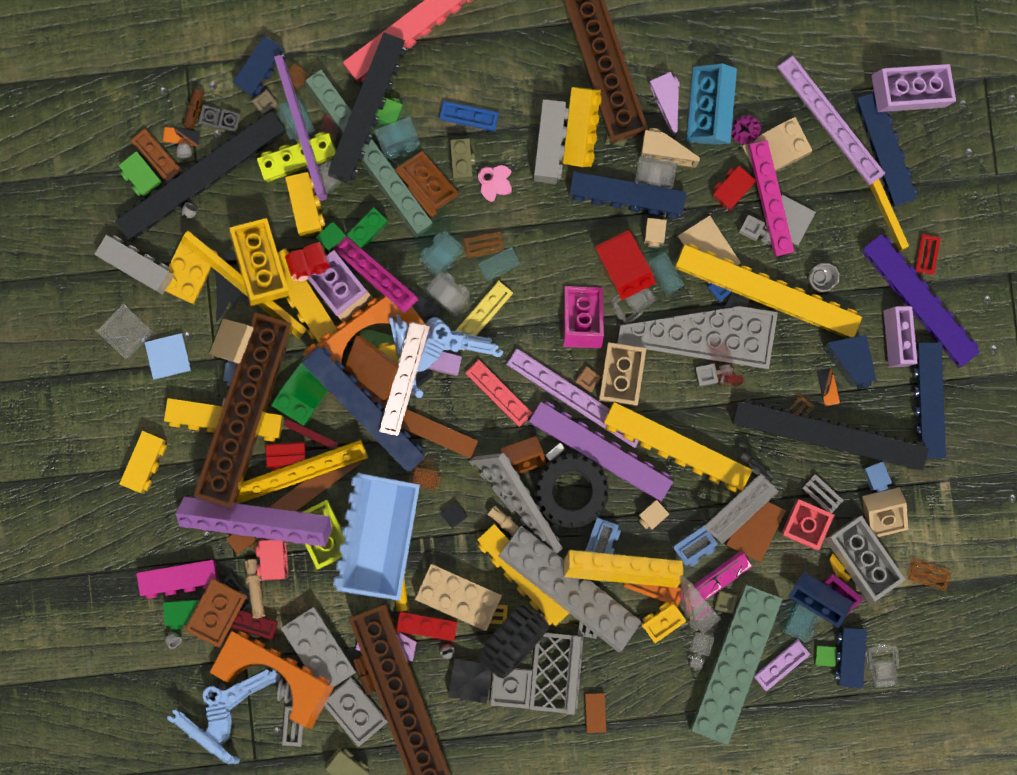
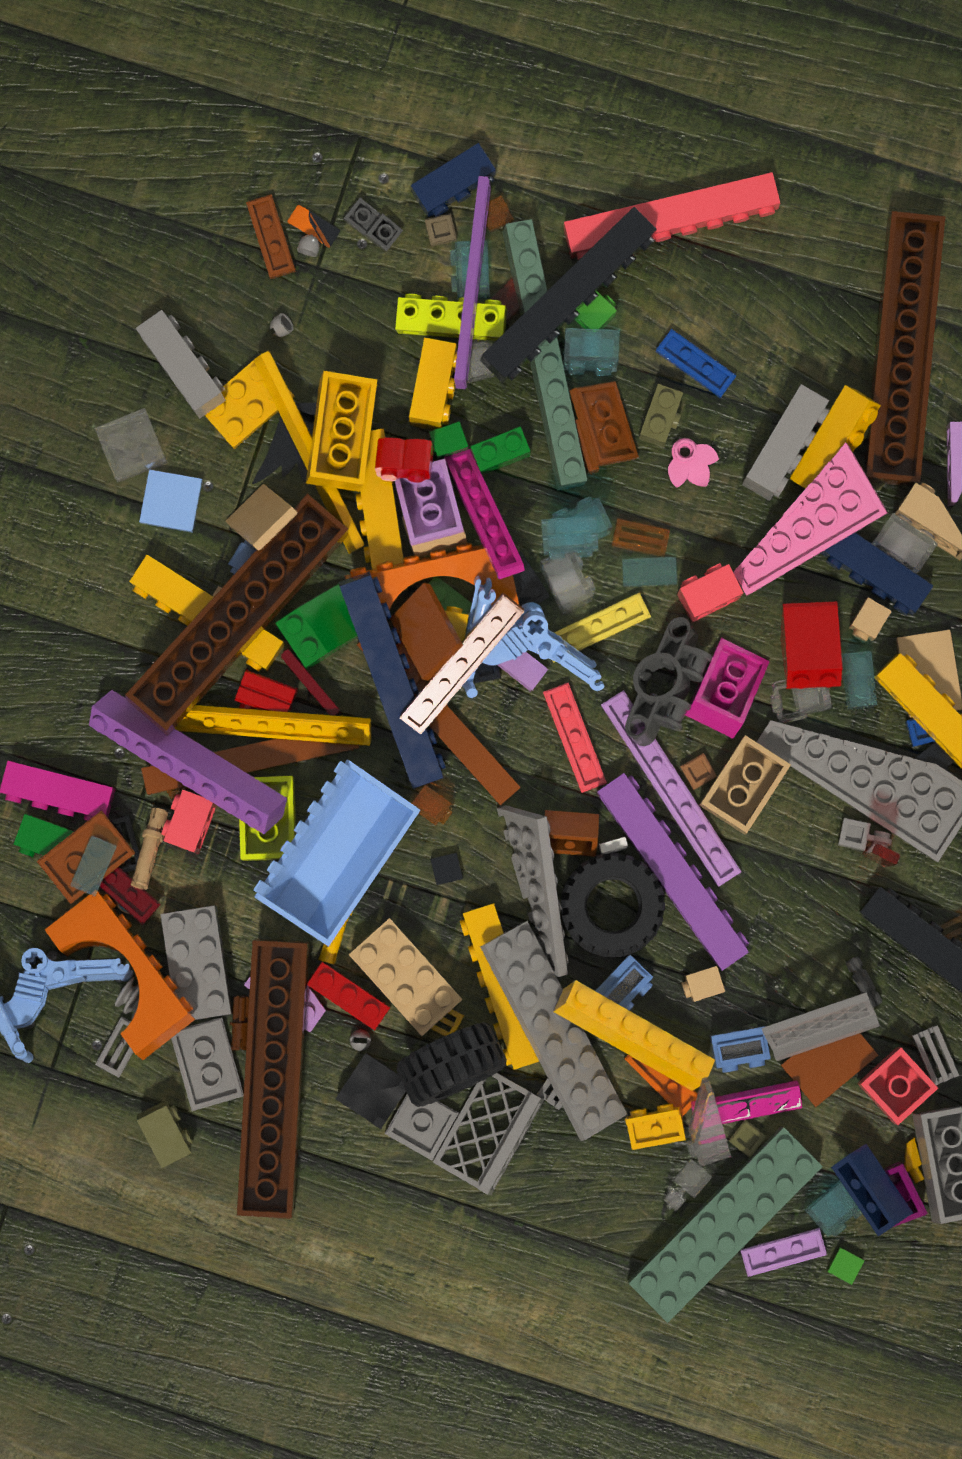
camera: 25 degrees right, 0 degrees up
(140, 175) = (239, 252): bright green brick -> none
(143, 462) = (79, 623): yellow brick -> none
(173, 639) = (16, 867): light grey hinge -> none
(193, 109) = (345, 197): reddish brown pin -> none
(201, 176) = (316, 288): black brick -> none
(222, 616) = (93, 865): none -> clear light blue tile
(437, 264) = (569, 536): none -> clear light blue brick
(503, 520) = (507, 904): tan pin -> none
(544, 260) = (710, 592): none -> coral brick
(551, 347) = (669, 708): none -> dark grey piece
(595, 177) = (823, 515): none -> bright pink wing
(595, 712) = (515, 1205): dark orange tile -> none
(677, 447) = (774, 909): yellow brick -> none
(851, 657) = (877, 1282): dark blue brick -> none
(883, 672) = (910, 1320): clear piece -> none

